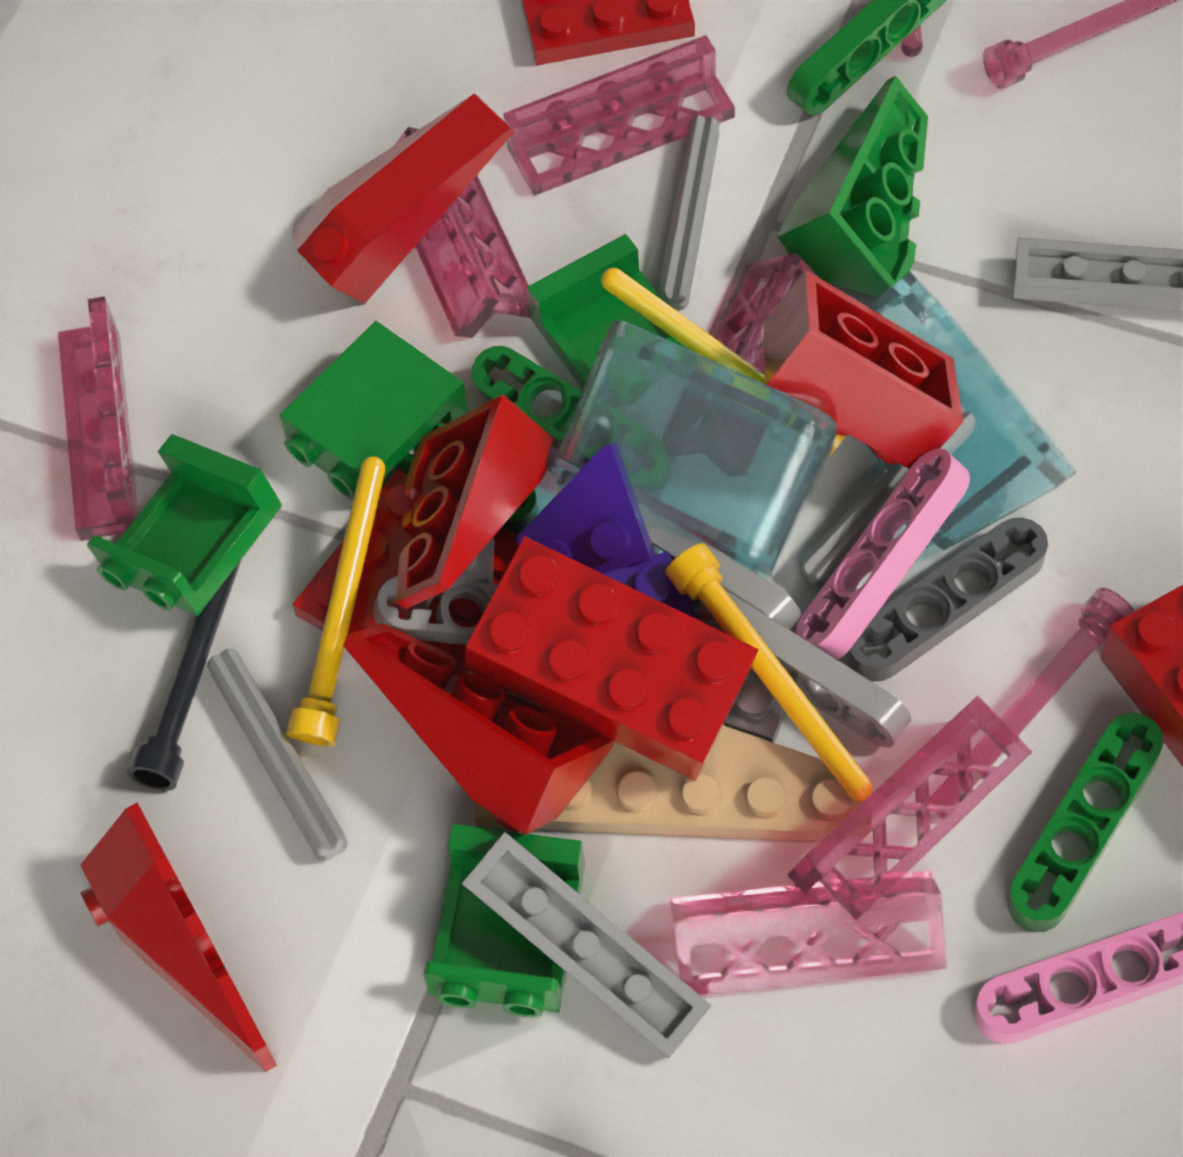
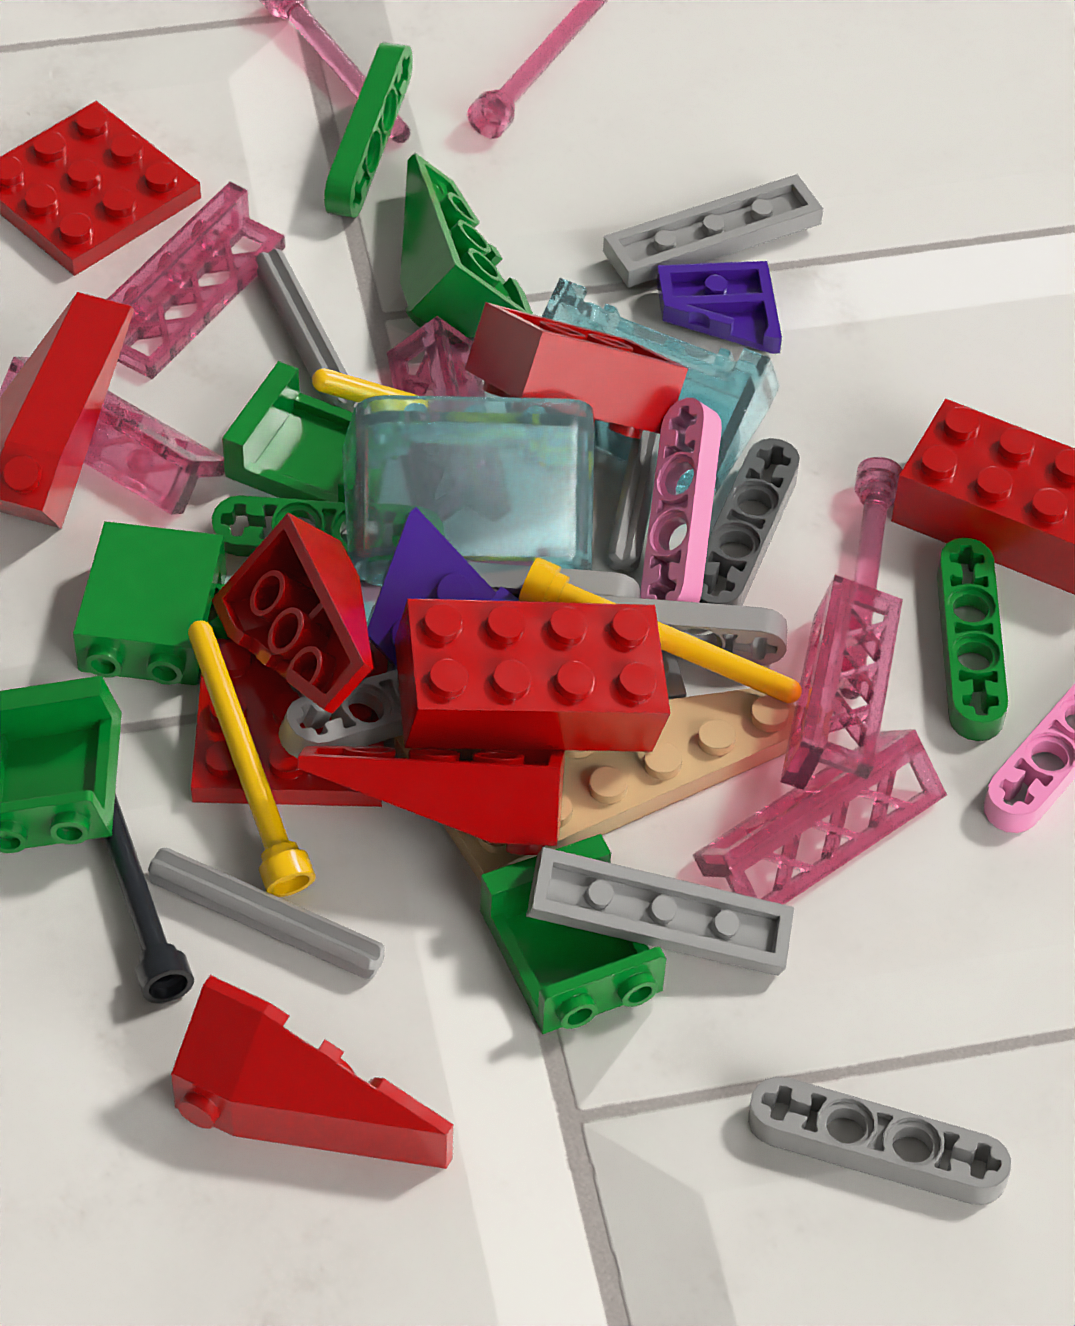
camera: 40 degrees left, 10 degrees down
(1089, 355) = (722, 301): none -> dark purple wing

